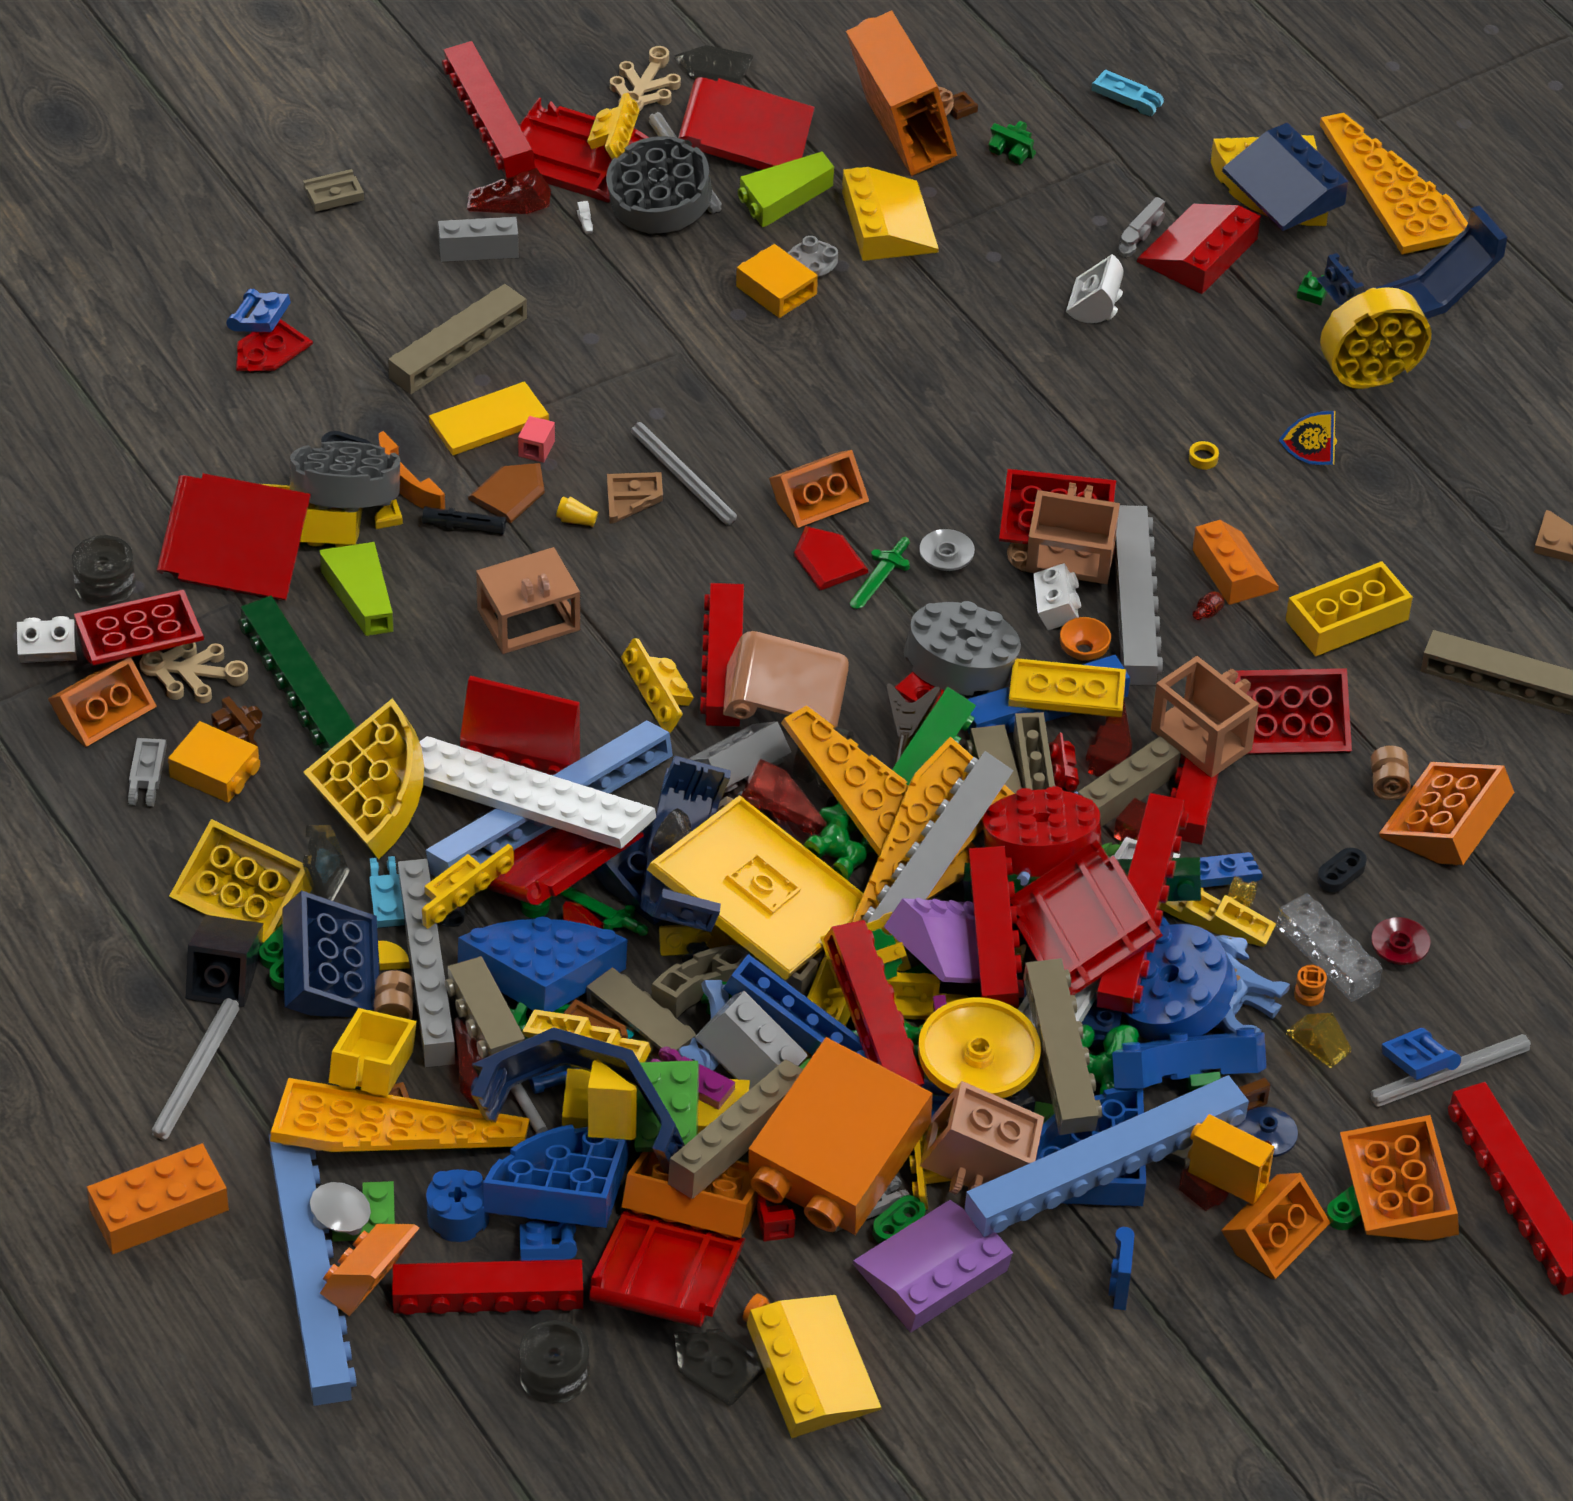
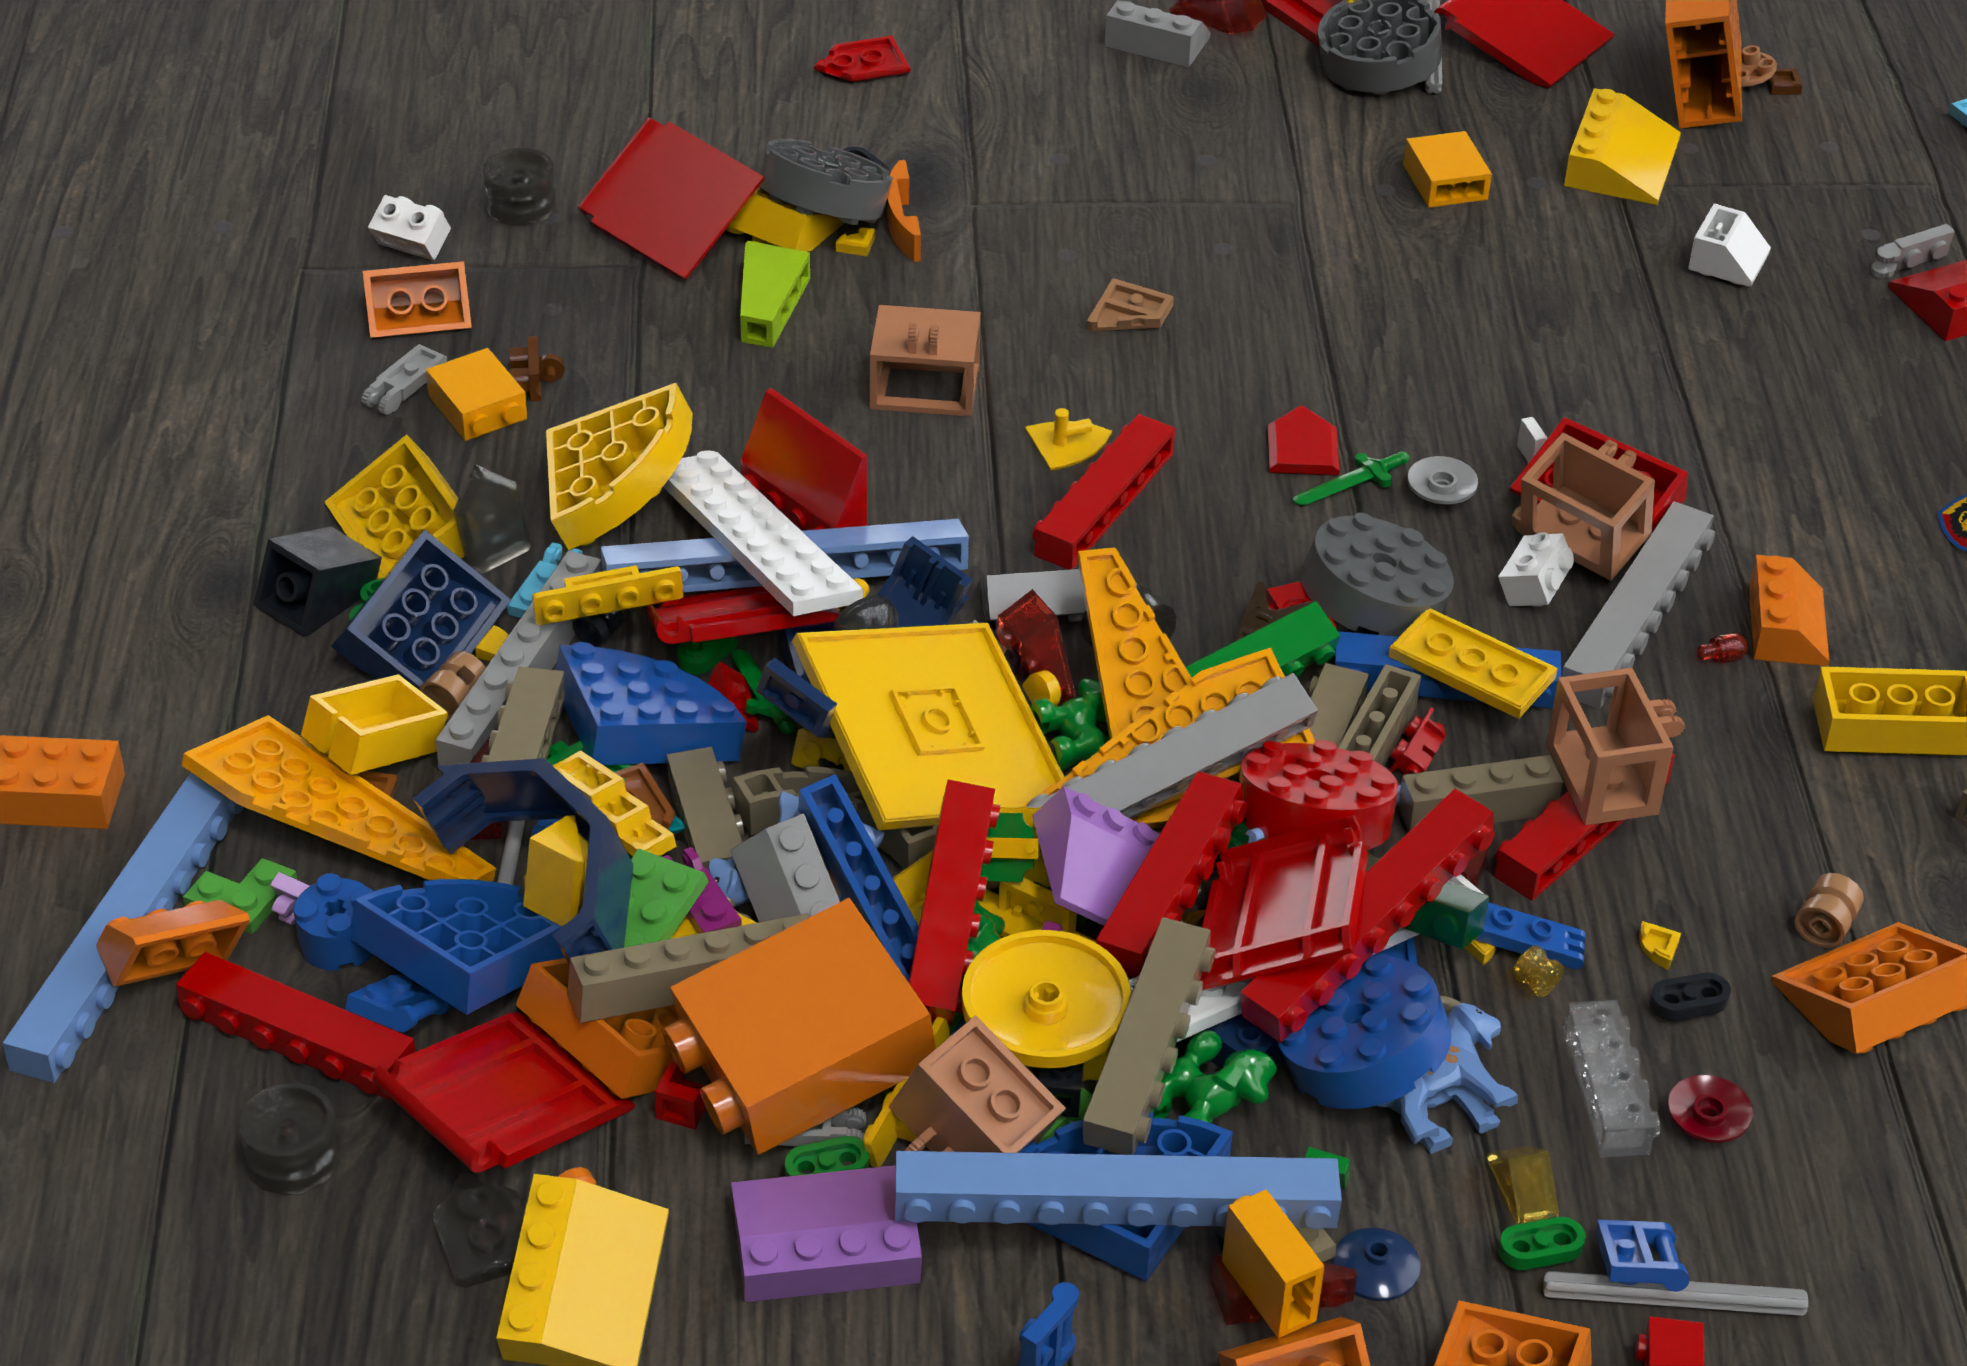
camera: 30 degrees right, 5 degrees down
(137, 627) = (501, 241): red slope -> none
(160, 665) = (502, 287): tan plant -> none
(195, 1069) = (196, 674): light grey axle -> none
(264, 316) = (876, 25): blue plate -> none
(295, 673) = (631, 334): dark green brick -> none
(339, 1208) = (200, 867): light grey dish -> none
(411, 1199) = (288, 891): none -> lavender tile
(457, 338) = (1059, 111): dark tan brick -> none
(466, 520) = (919, 266): black pin -> none
(487, 418) = (1035, 192): yellow tile -> none
(510, 490) = (1004, 263): dark orange tile -> none
(536, 439) = (1066, 224): coral brick -> none
(575, 512) = (1052, 303): yellow cone -> none
(585, 217) = (1285, 52): white piece -> none
(658, 683) = (1012, 493): yellow bracket -> none
(663, 623) = (1067, 442): none -> yellow shield
(683, 473) = (1203, 310): light grey axle -> none
(783, 678) = (1154, 530): nougat windscreen -> none
(785, 187) = (1523, 90): lime slope -> none
(802, 828) = (1042, 685): none -> yellow tile
(815, 255) = (1508, 161): light grey dish -> none
(819, 488) = (1342, 371): orange slope -> none
(985, 493) = (1530, 438): none -> white tile
(1014, 138) = (1820, 126): green hips -> none
(1017, 274) = (1729, 247): none -> white slope
(1085, 632) = (1540, 618): orange piece -> none
(1097, 292) = (1812, 293): white brick -> none
(1112, 745) = (1492, 741): clear red slope -> none
(1182, 1056) = (1314, 1120): blue brick -> none
(1203, 464) = (1829, 505): yellow piece -> none
(1223, 918) = (1492, 987): yellow slope -> none
(1256, 1092) = (1382, 1209): reddish brown tile -> none
(1298, 841) = (1658, 943): none -> yellow tile
(1300, 710) = (1747, 794): red slope -> none
(1310, 985) = (1551, 1112): orange wheel -> none
(1352, 1078) = (1539, 1243): none -> green plate

